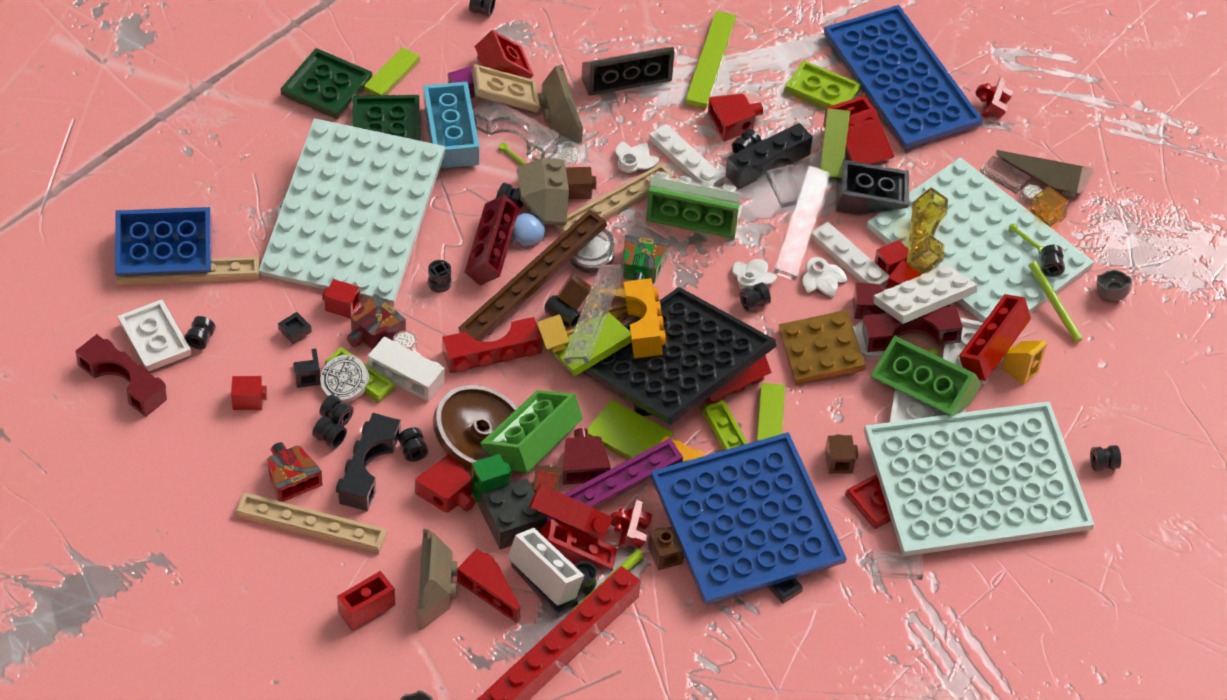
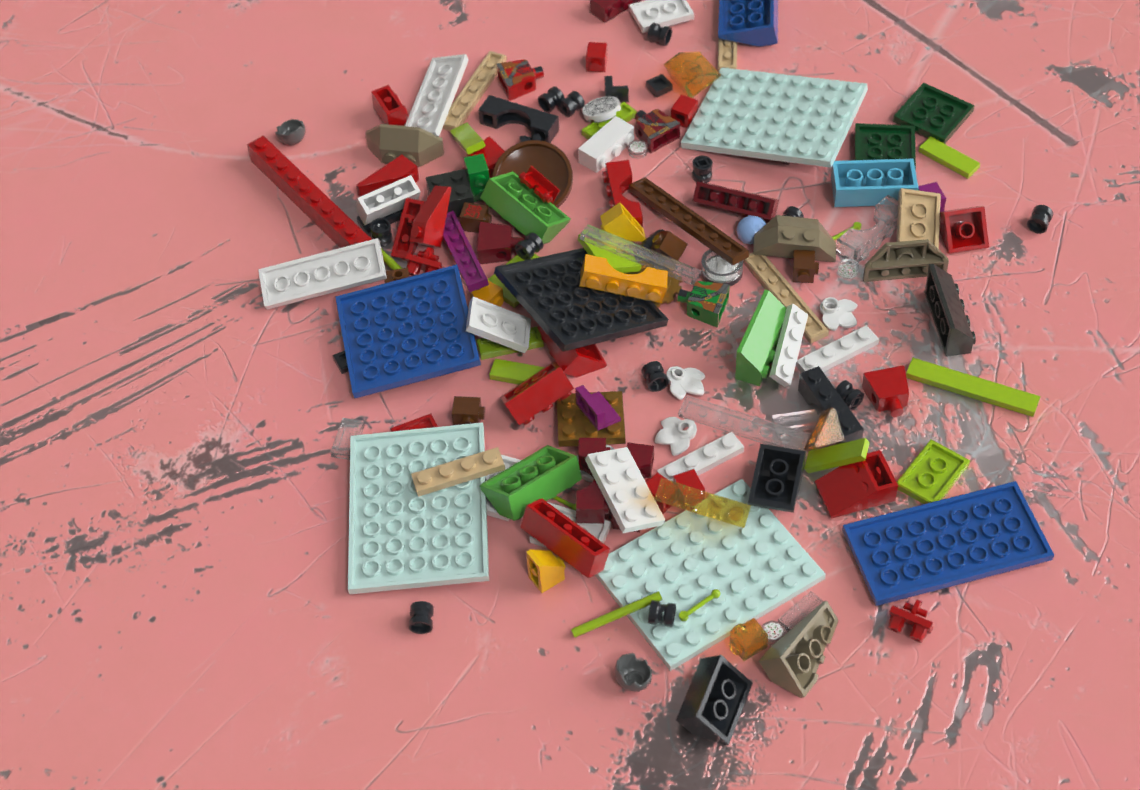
camera: 105 degrees right, 0 degrees up
(278, 292) = (691, 72): none -> clear yellow slope
(335, 554) = (437, 93): none -> white plate
(417, 504) = (467, 138): none -> lime tile
(503, 411) = (541, 185): none -> red hinge
(594, 419) = (527, 247): none -> black wheel
(676, 619) = (322, 274): none -> white plate
(730, 425) = (498, 325): none -> white plate
(806, 388) = (537, 393): none -> red slope
(809, 151) = (826, 431): none -> clear orange slope
(821, 331) = (596, 408): none -> magenta panel
(936, 438) = (458, 471): none -> tan plate
(1119, 229) = (714, 700): none -> black slope

